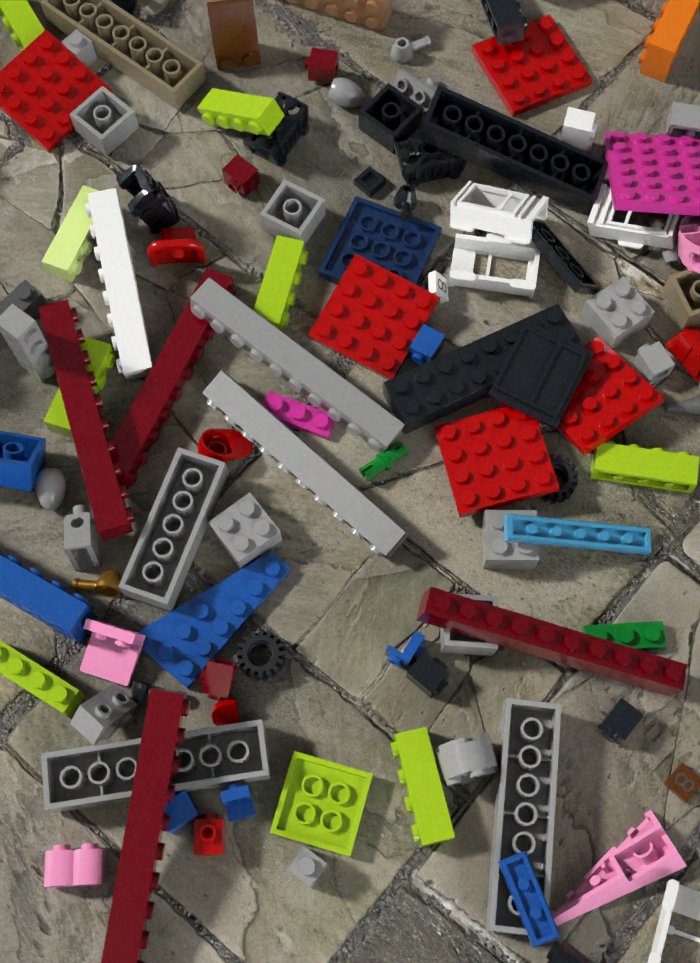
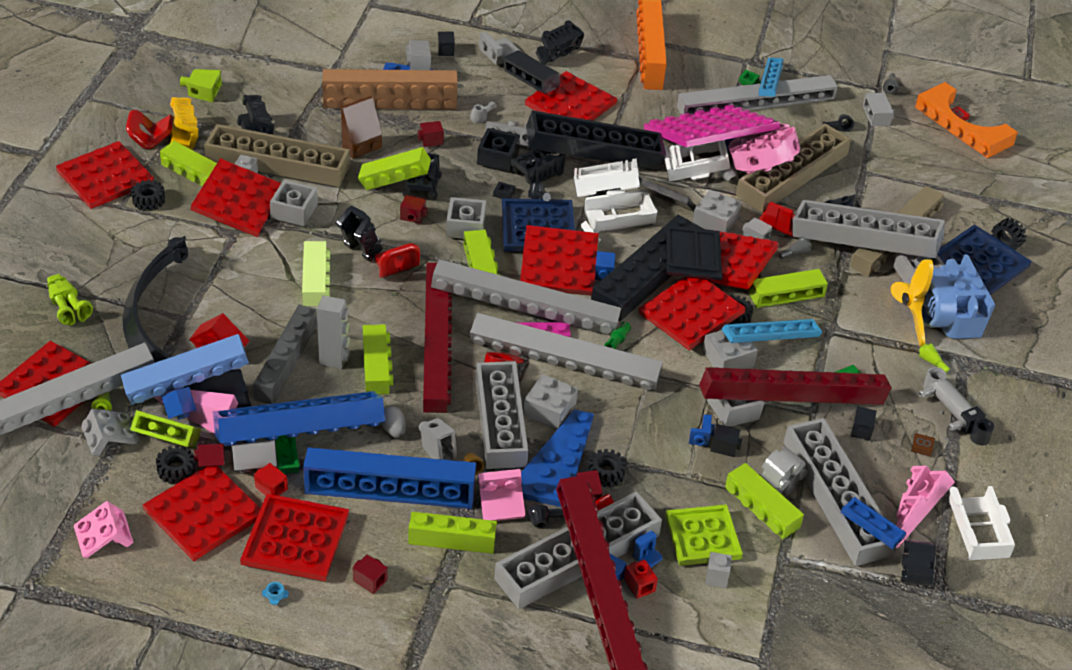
camera: 30 degrees left, 25 degrees down
(75, 867) = (558, 630): bright pink brick -> none
(85, 420) = (408, 372): dark red brick -> none
(104, 714) = (524, 529): light grey brick -> none
(120, 283) = (371, 289): white brick -> none
(346, 93) = (456, 145): light grey animal -> none
(579, 128) = (629, 117): white brick -> none

